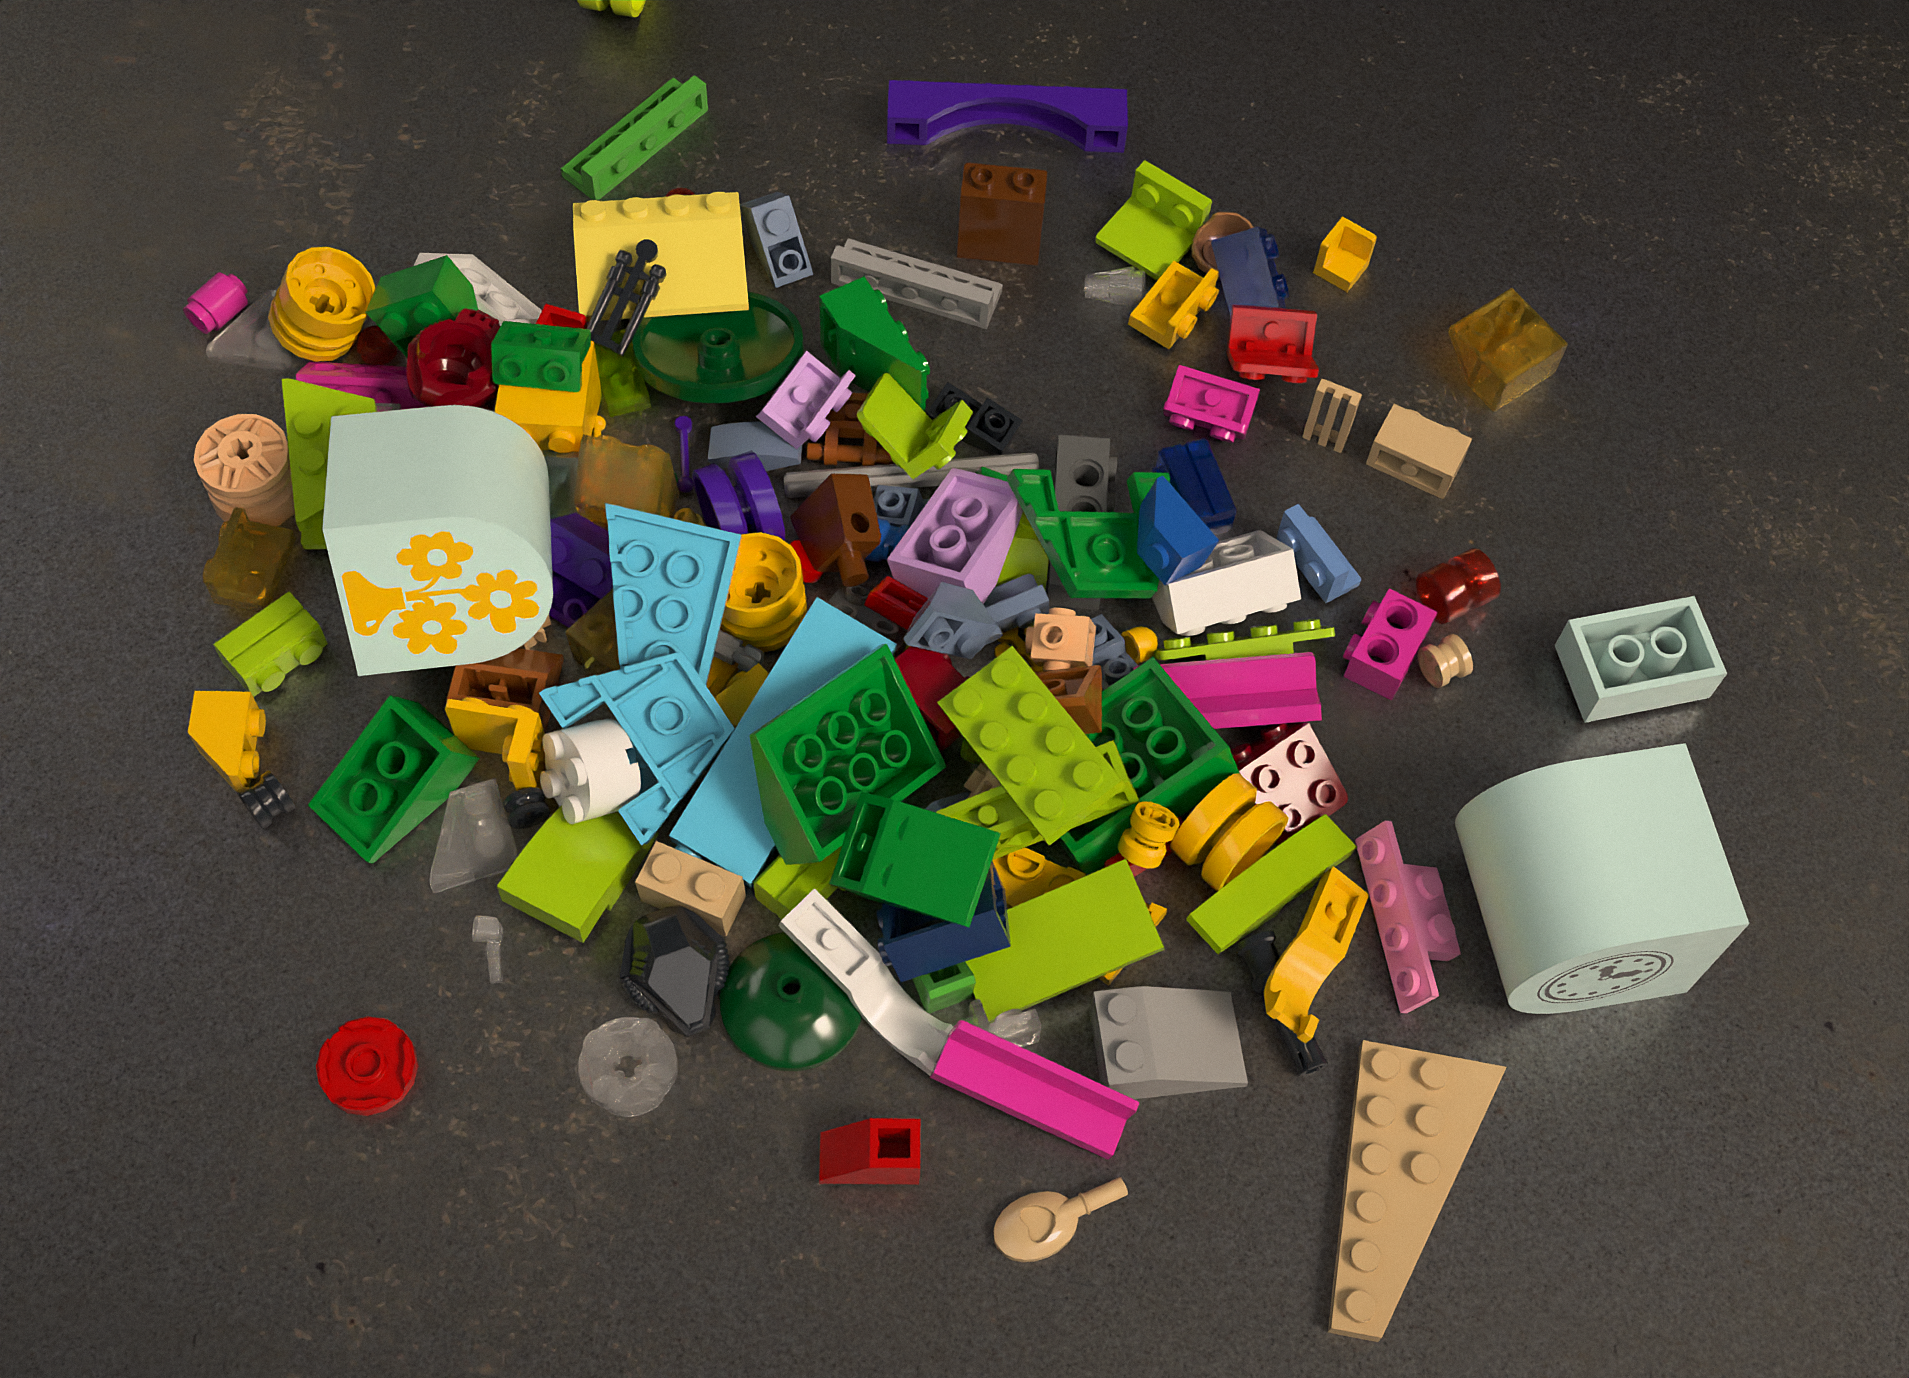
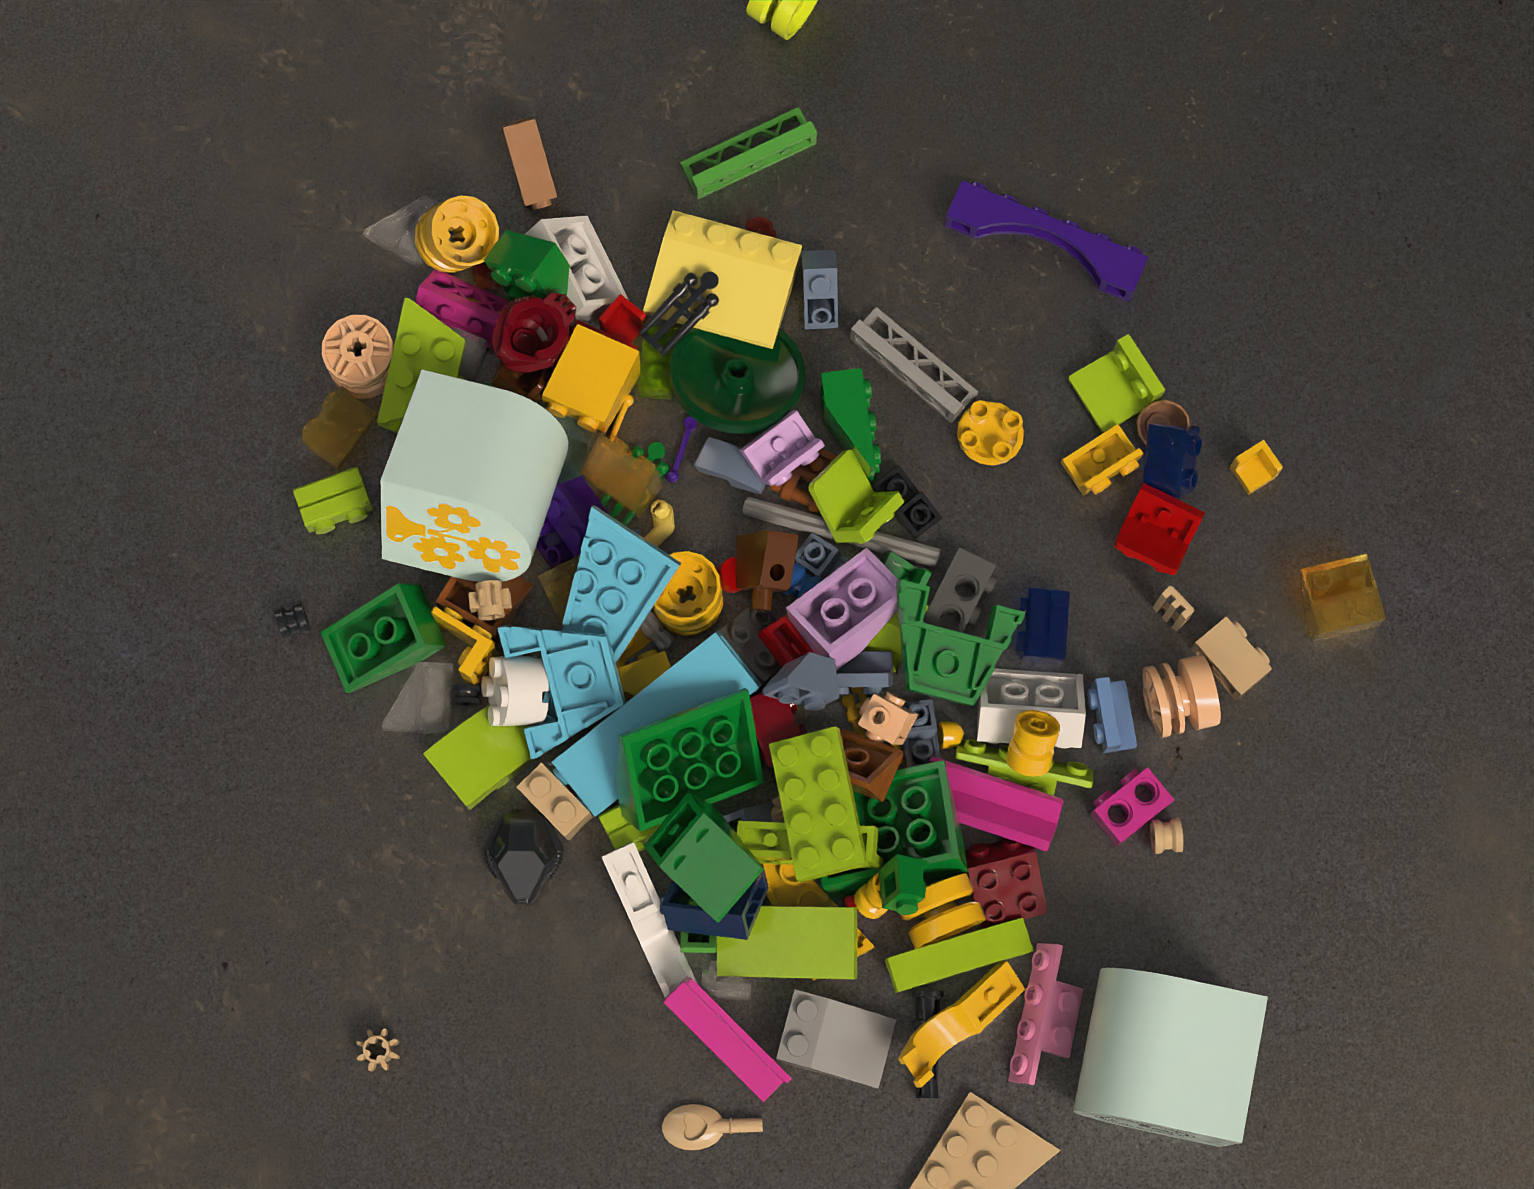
camera: 25 degrees right, 15 degrees up
(216, 302) = (383, 194): dark pink brick -> none
(226, 733) = (280, 559): yellow slope -> none
(367, 1066) = (298, 840): red tile -> none
(380, 211) = (529, 162): none -> medium nougat slope
(490, 931) = (410, 776): clear hand -> none
(516, 667) = (489, 600): none -> tan gear
(539, 356) = (594, 353): green bracket -> none
(564, 1282) = (375, 1040): none -> tan gear
(652, 1079) = (455, 893): clear plate -> none
(740, 501) = (699, 519): dark purple wheel -> none
(782, 1028) = (575, 925): dark green dish -> none
(871, 1152) = (602, 1037): red slope -> none
(1001, 213) = (996, 339): reddish brown panel -> none
(1035, 318) = (990, 433): none -> yellow dish
(1116, 286) = (1065, 428): clear cone -> none
(1171, 534) = (997, 670): blue slope -> none
(1182, 809) = (902, 884): none -> green brick
(1211, 404) = (1089, 559): dark pink bracket -> none
(1248, 609) = (1033, 743): none -> yellow wheel
(1388, 500) = (1174, 697): none -> light nougat wheel
(1461, 584) = (1204, 781): clear red wheel -> none
(1640, 659) = (1309, 893): light aqua brick -> none

